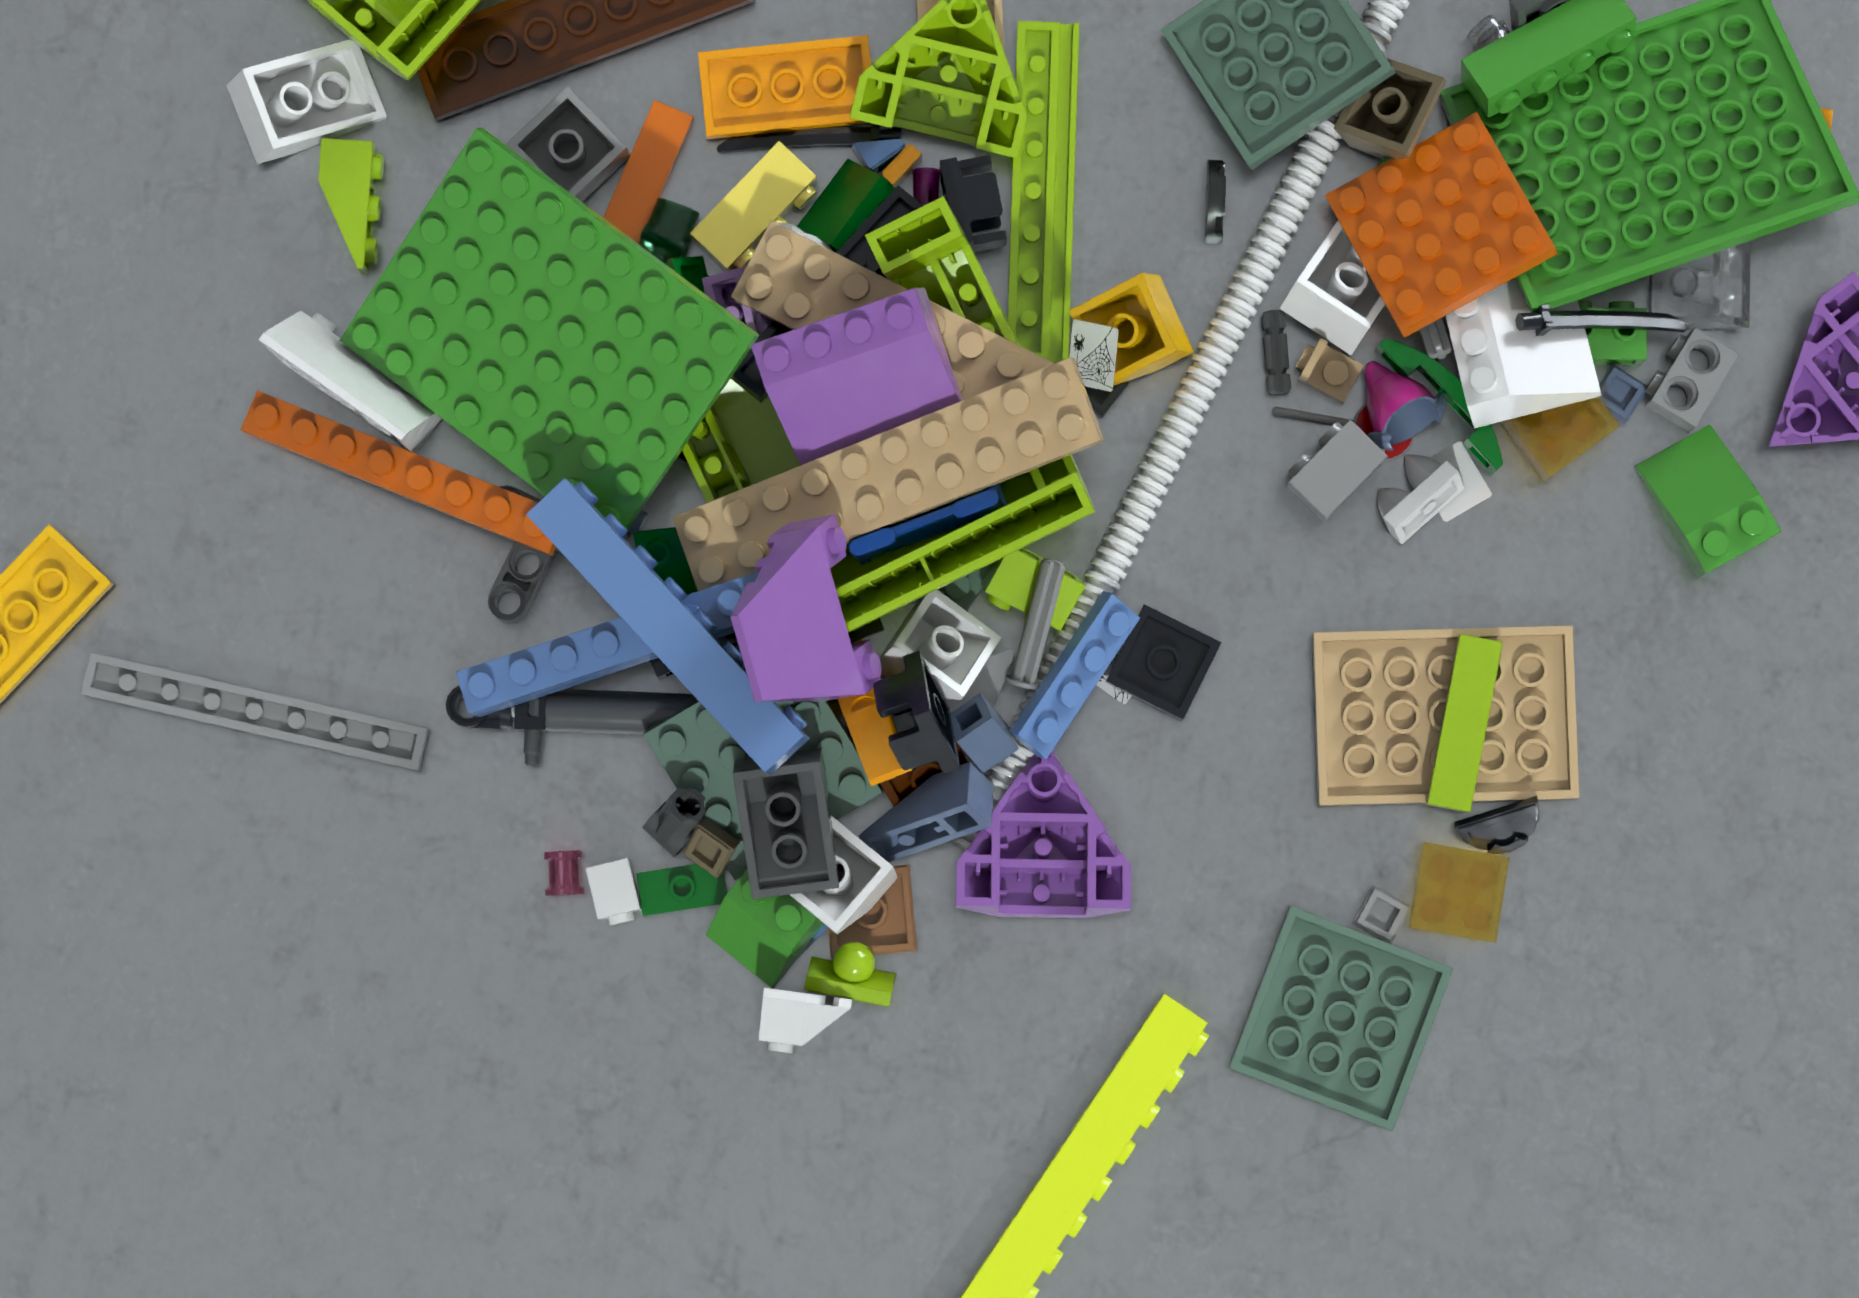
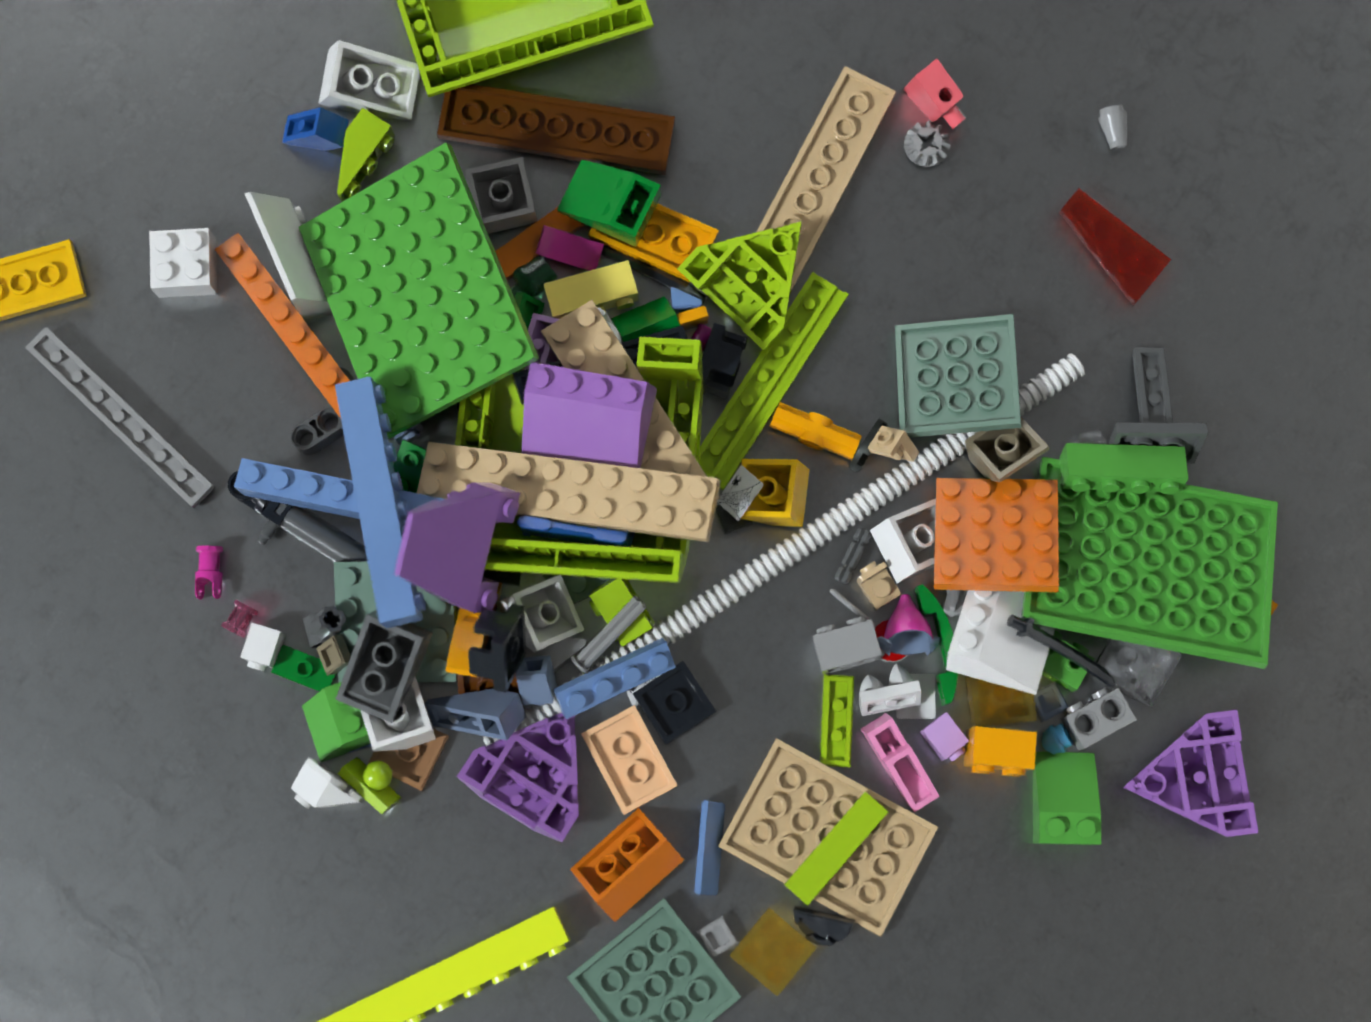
camera: 30 degrees right, 5 degrees down
(214, 470) = (183, 262): none -> white brick
(275, 201) = (315, 129): none -> blue slope
(487, 836) = (208, 571): none -> dark pink piece
(693, 168) = (569, 248): none -> dark pink slope
(710, 77) = (611, 200): none -> green slope
(1139, 221) = (815, 431): none -> light orange piece
(1149, 764) = (629, 760): none -> light nougat plate
(1221, 891) = (626, 865): none -> orange slope
(1248, 184) = (893, 444): none -> tan bracket
(1309, 818) = (708, 851): none -> medium blue slope
(1374, 567) = (837, 720): none -> lime tile
(1480, 573) = (900, 762): none -> bright pink slope
(1518, 511) = (945, 737): none -> lavender brick
(1593, 487) = (1001, 750): none -> light orange brick
(1655, 434) = (1056, 739): none -> dark azure plate

